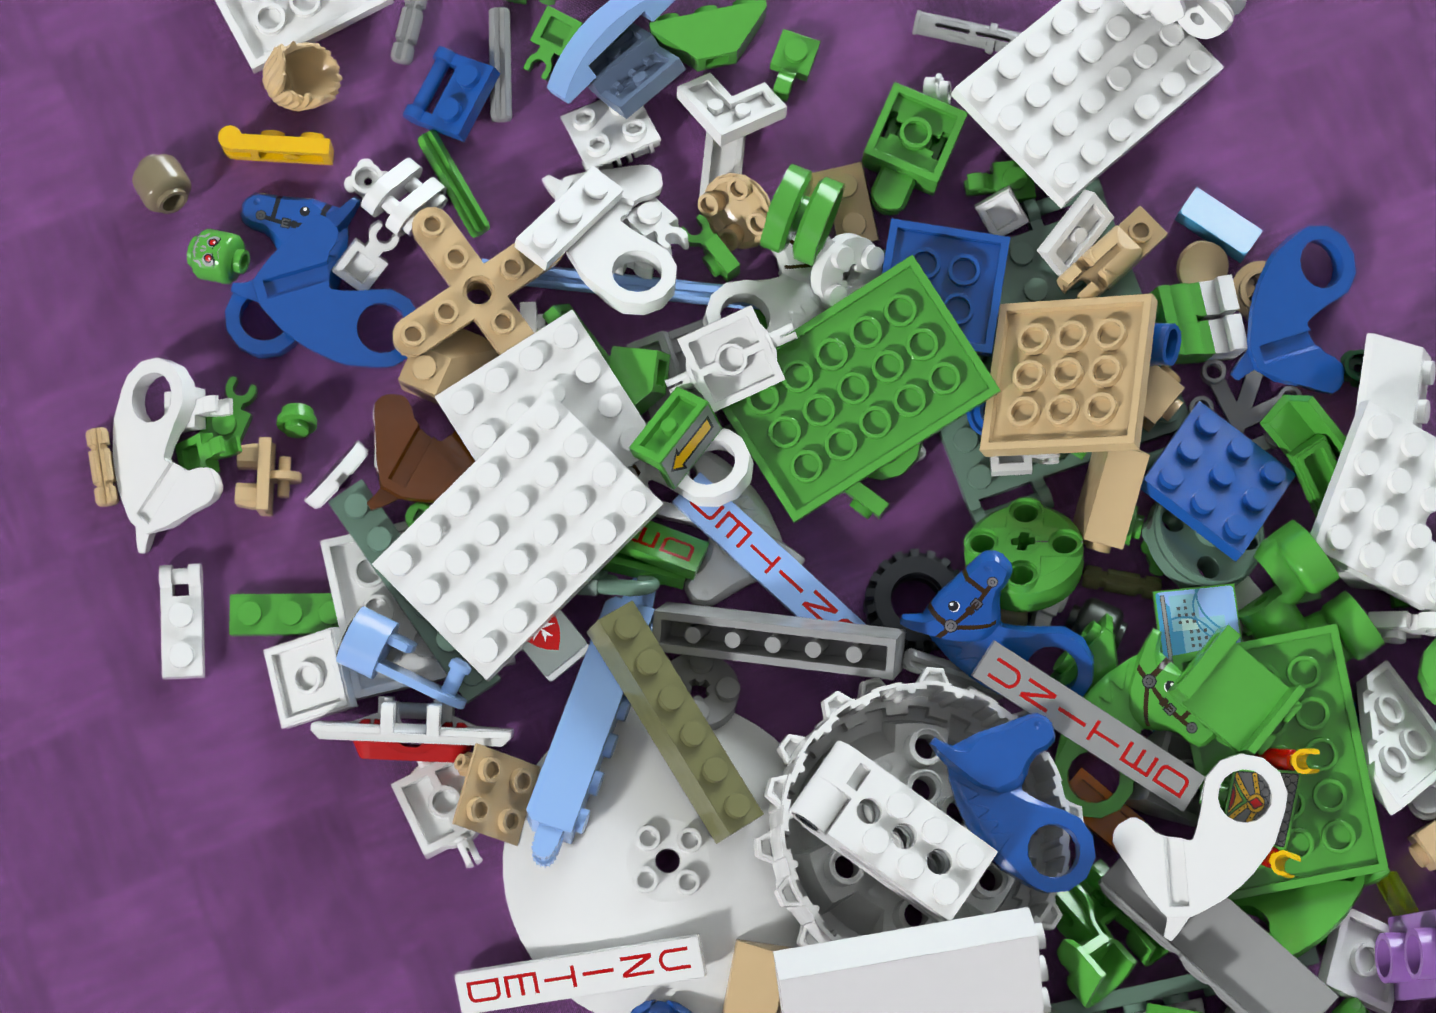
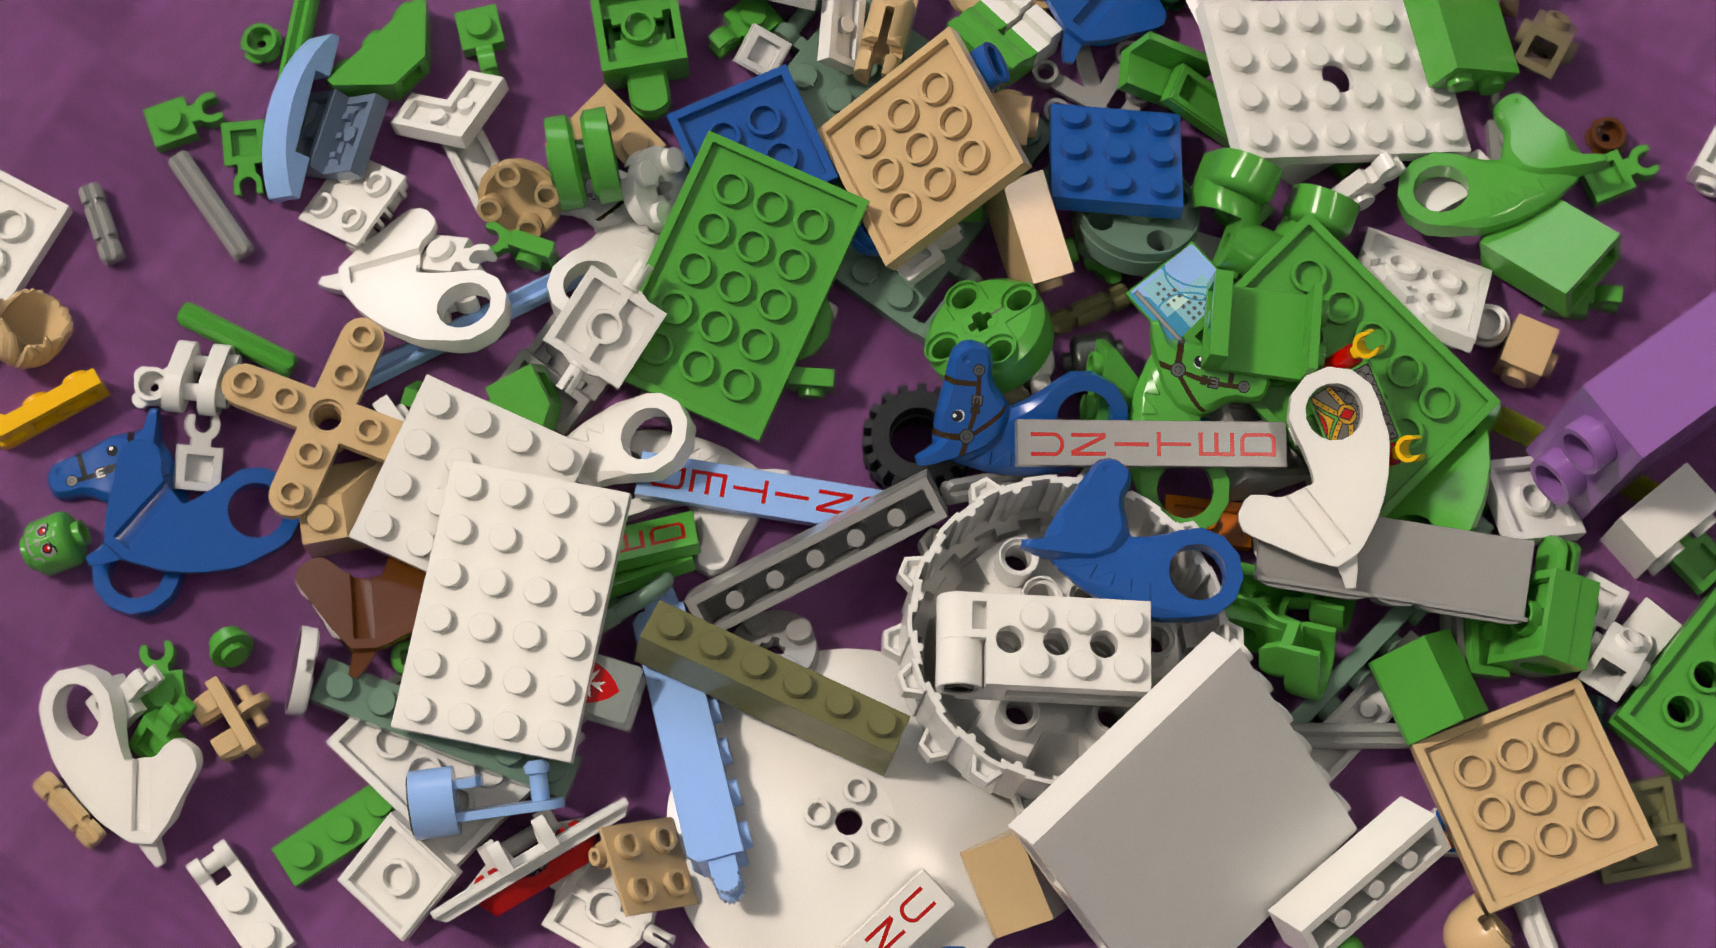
camera: 30 degrees left, 5 degrees down
(461, 98) = (194, 259): blue plate -> none
(568, 218) = (368, 298): white plate -> none
(677, 435) = (600, 426): bright green panel -> none

